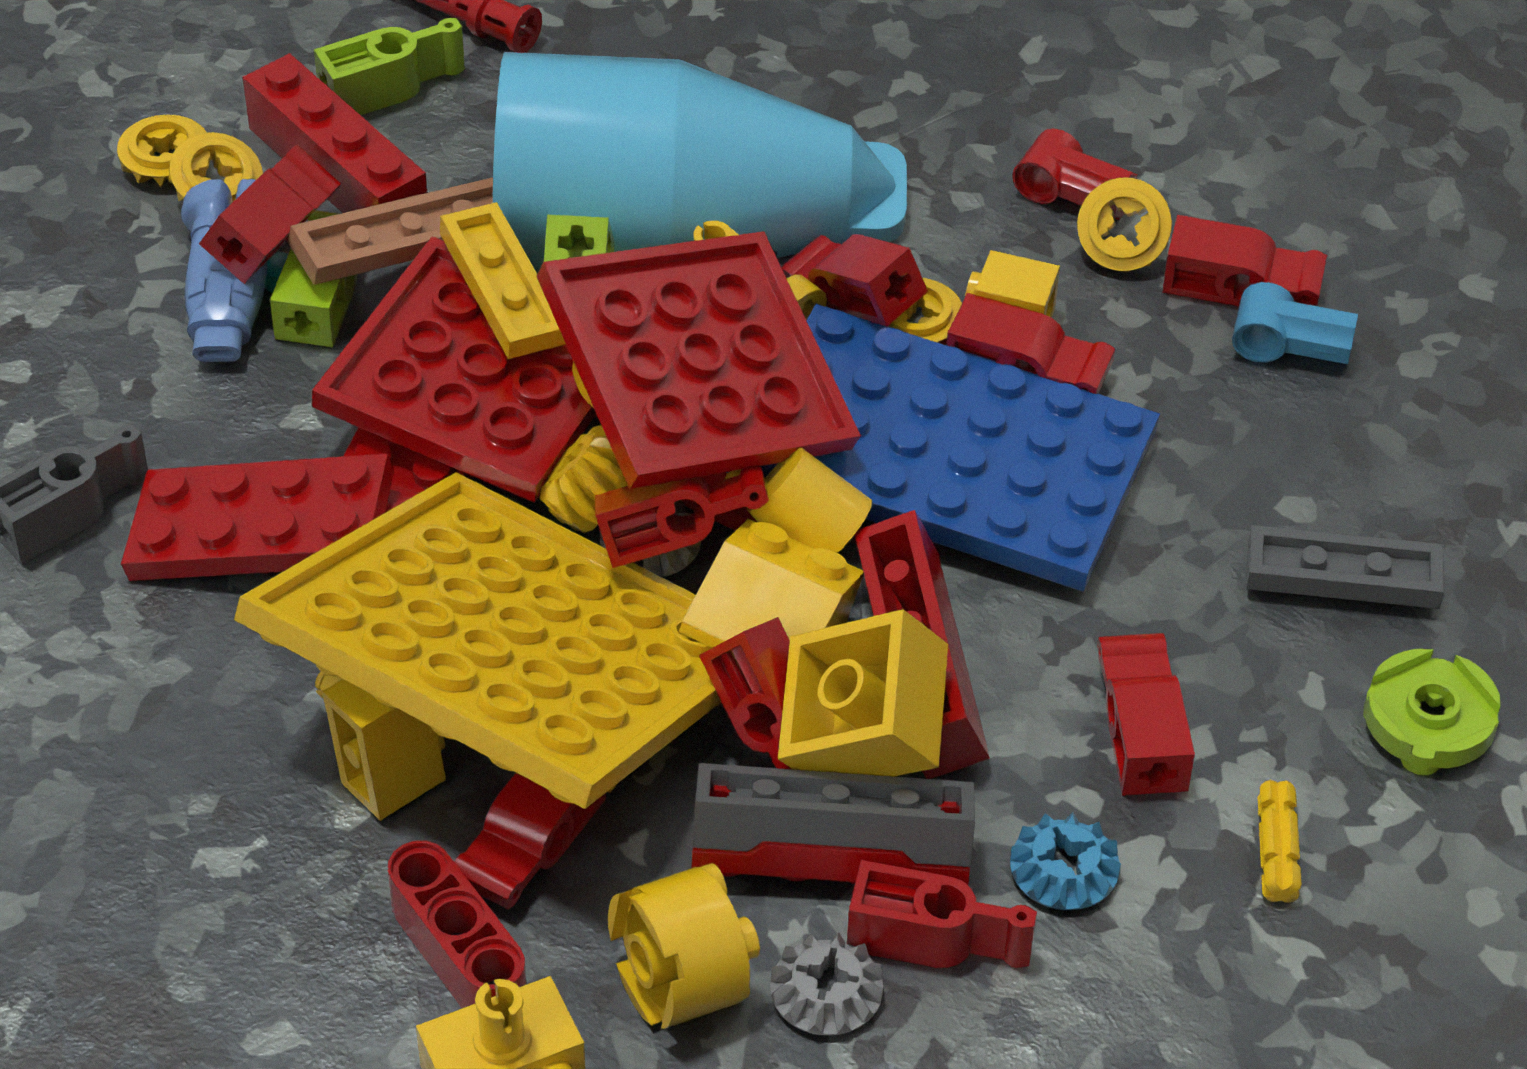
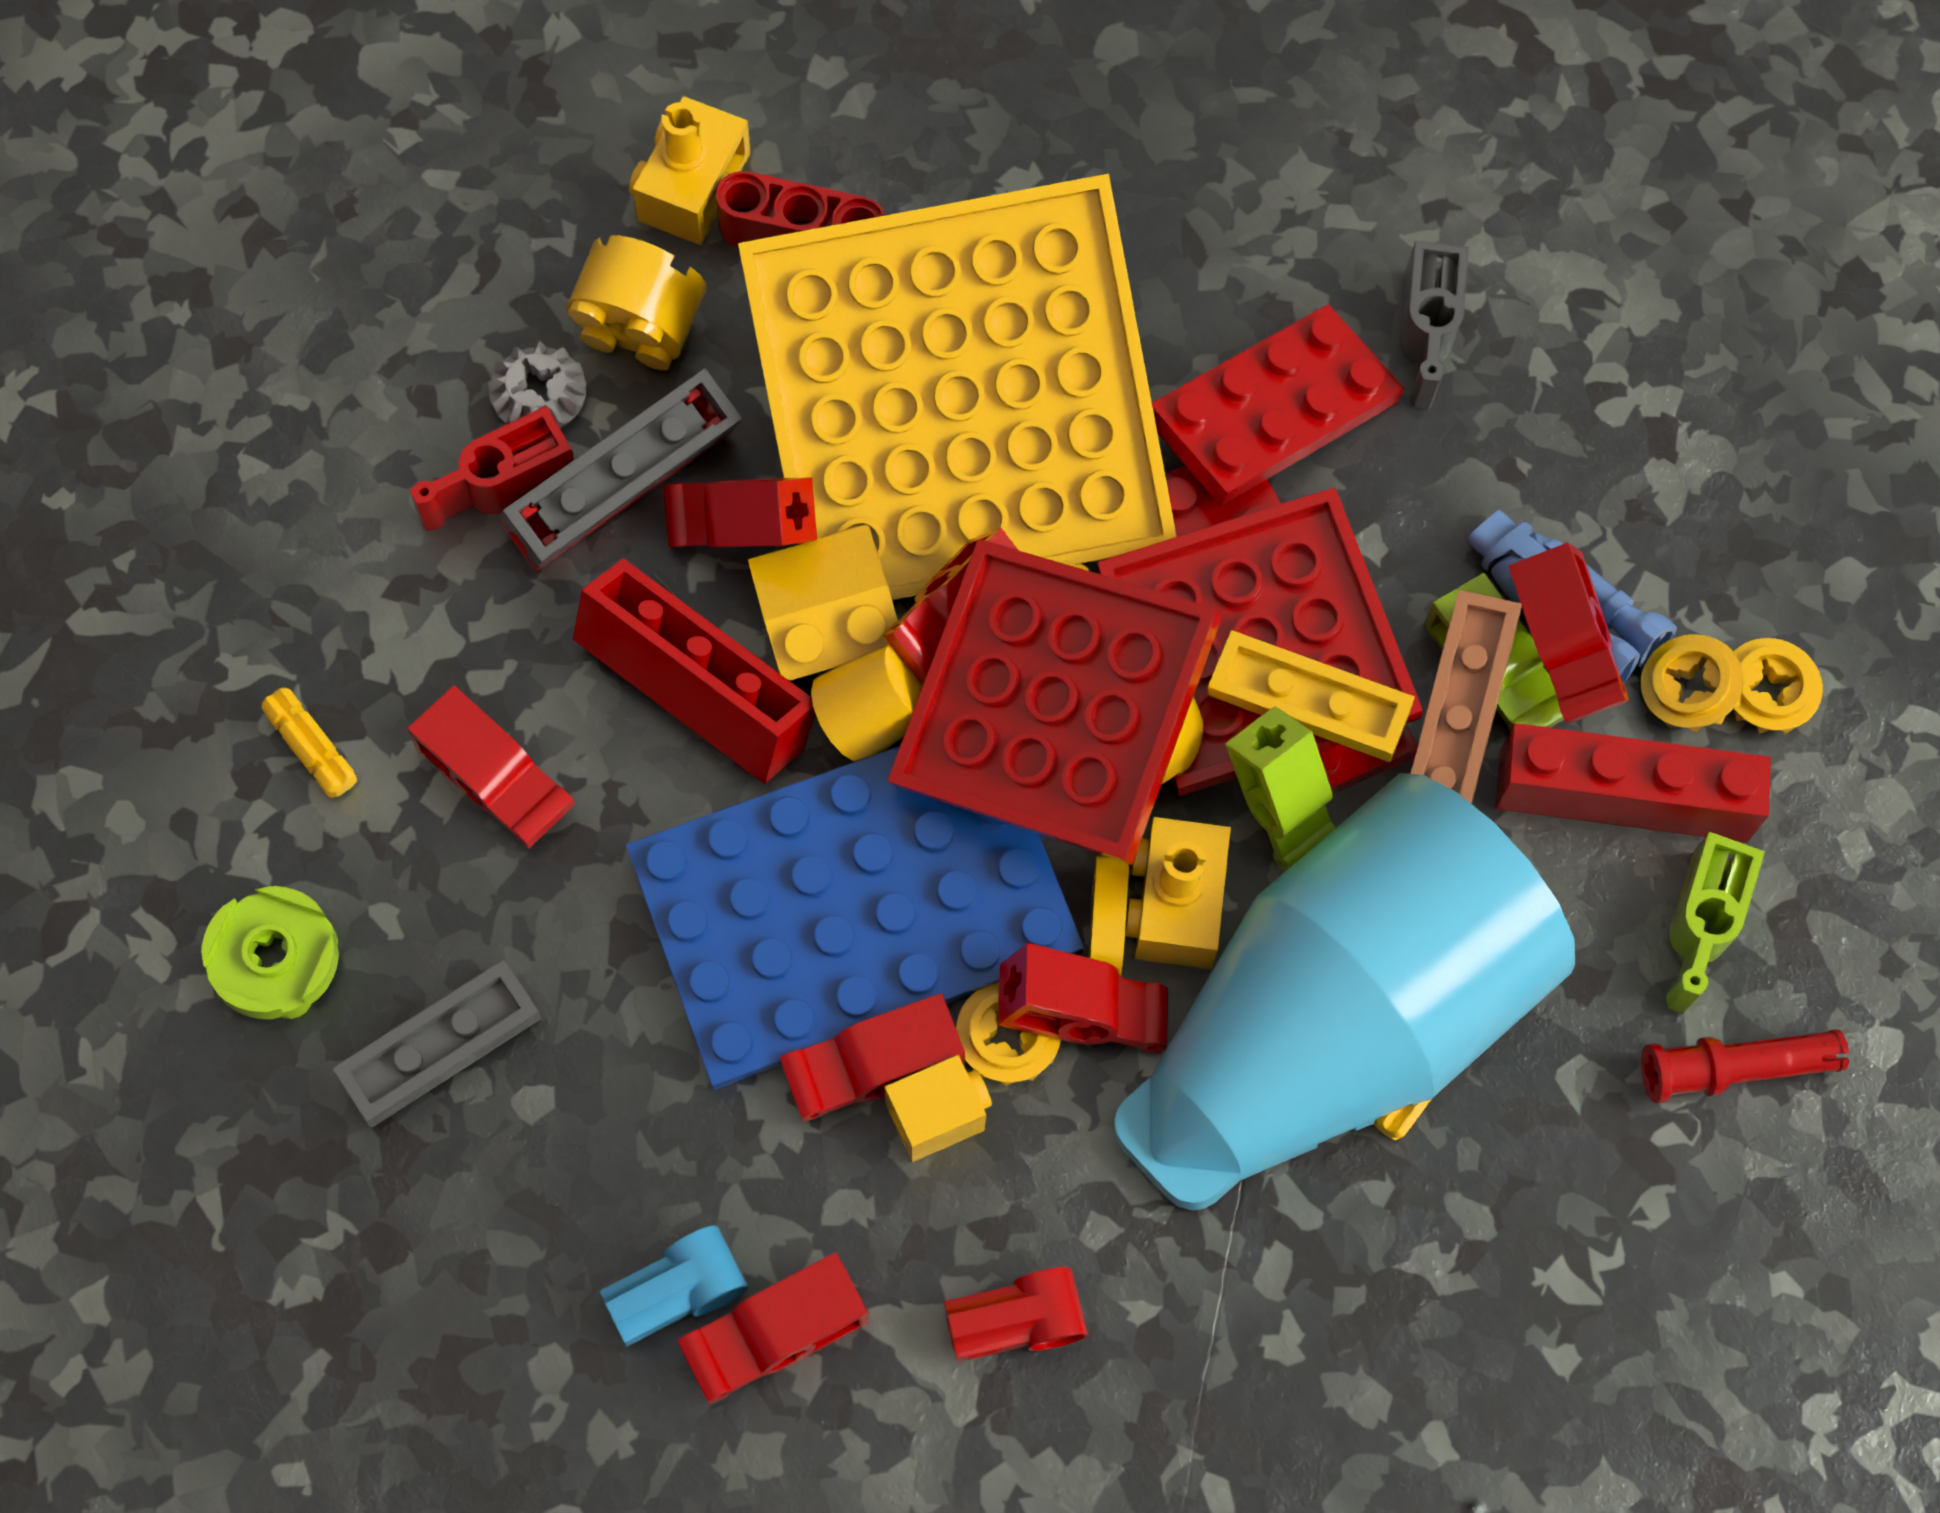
camera: 135 degrees right, 20 degrees up
(864, 697) = (657, 528): yellow brick -> none
(1054, 882) = (458, 629): dark azure gear -> none
(1132, 198) = (905, 1262): yellow gear -> none

